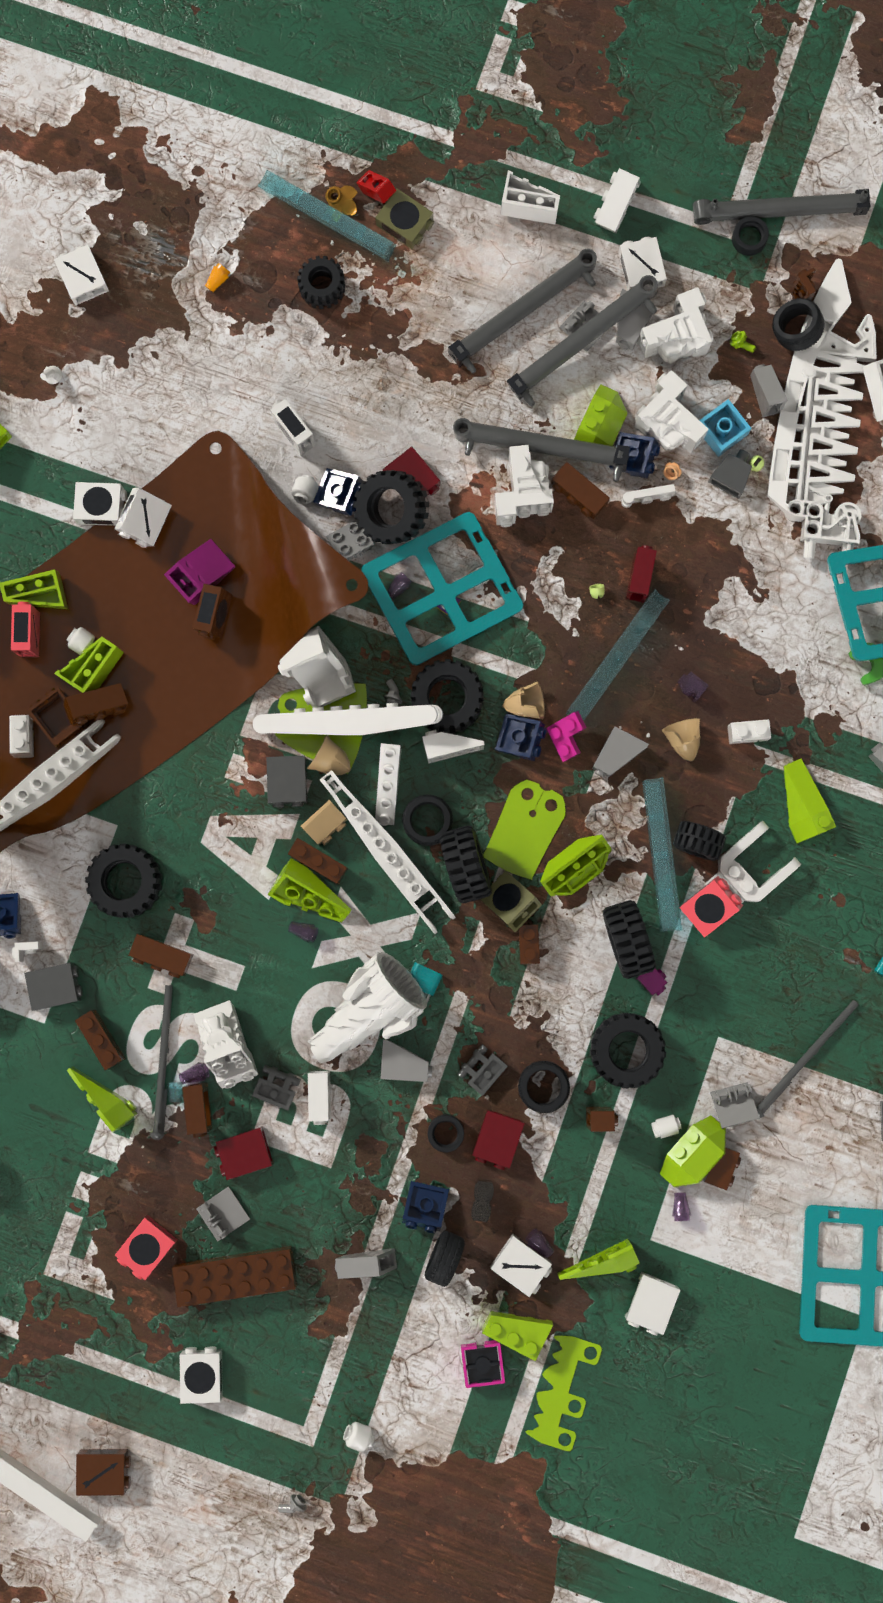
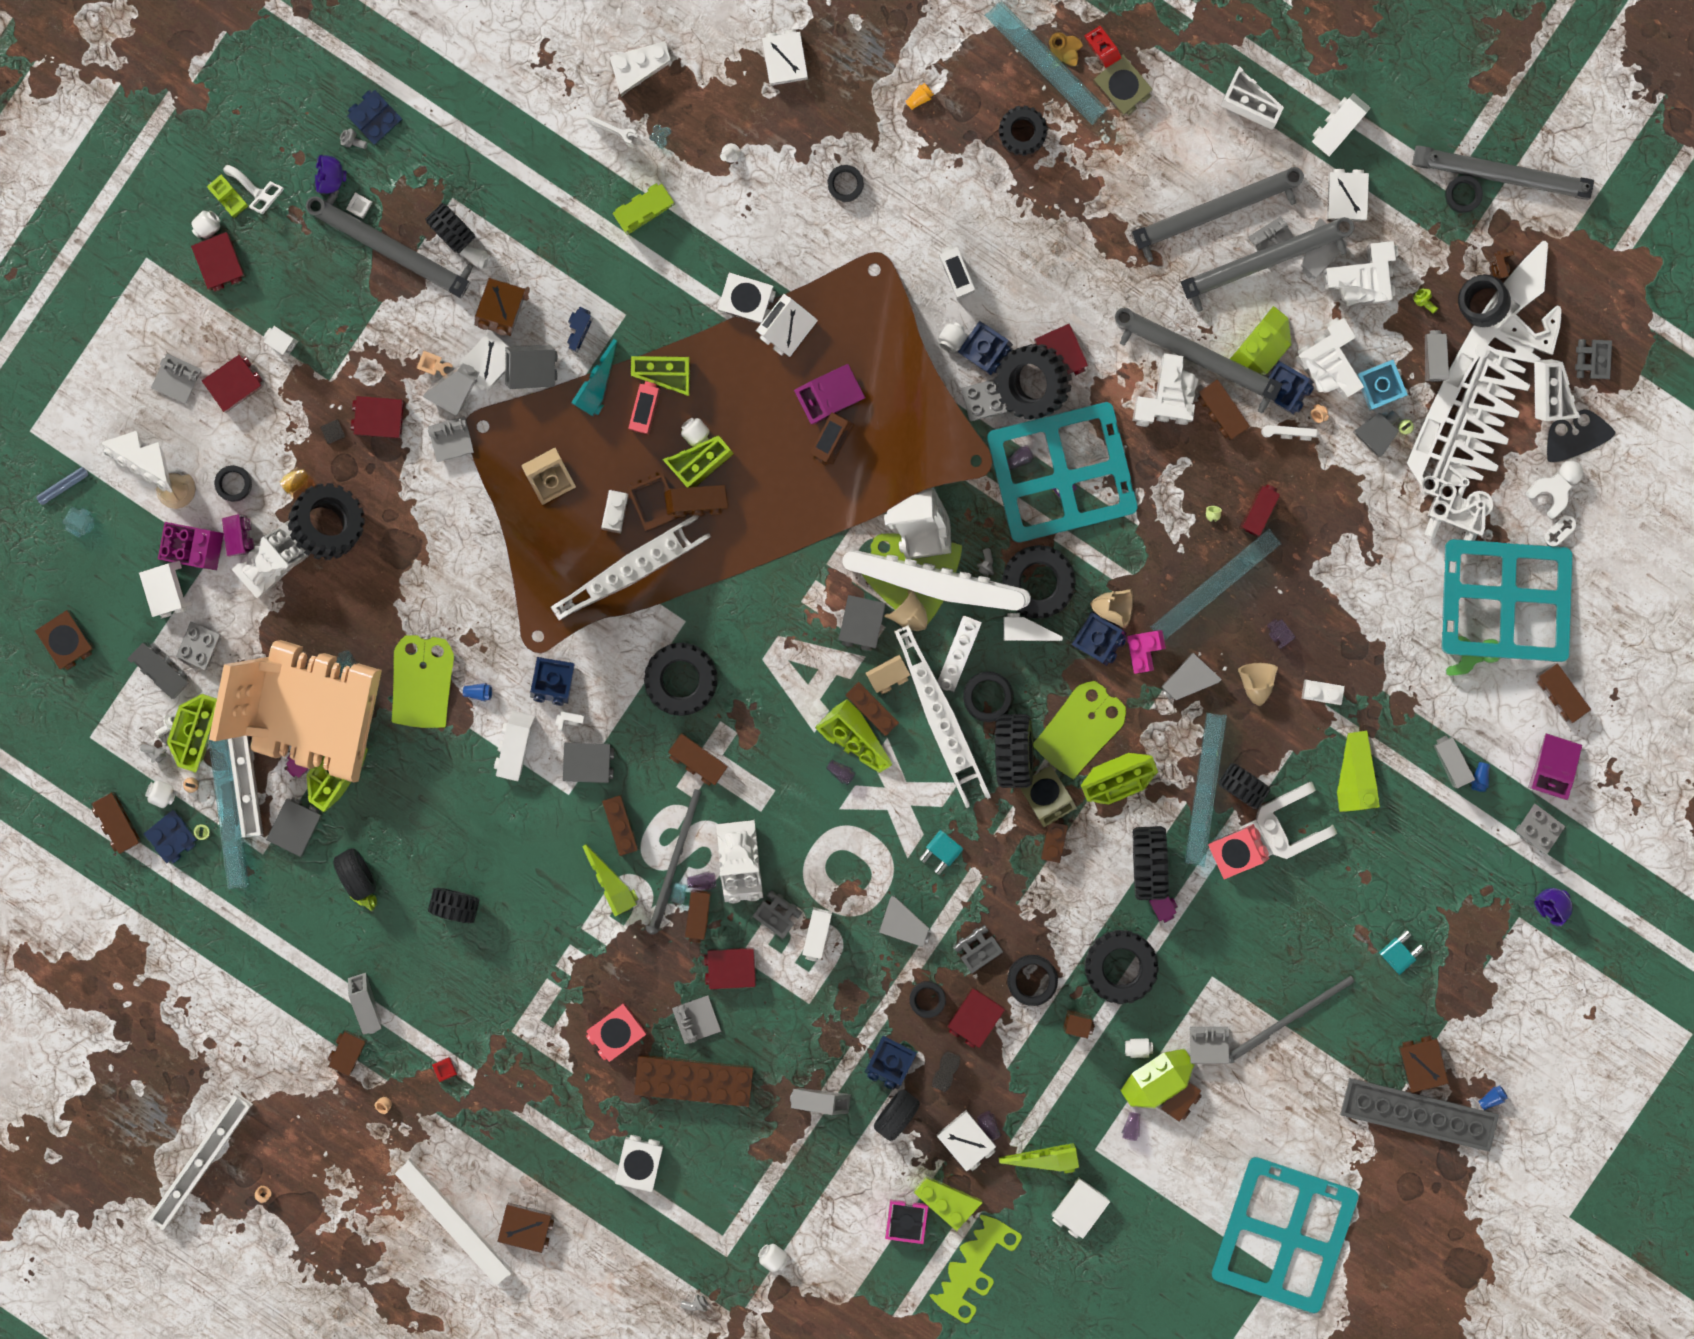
camera: 10 degrees right, 5 degrees up
(167, 360) = (855, 194): none -> black tyre
(376, 998) = (896, 856): white cone -> none

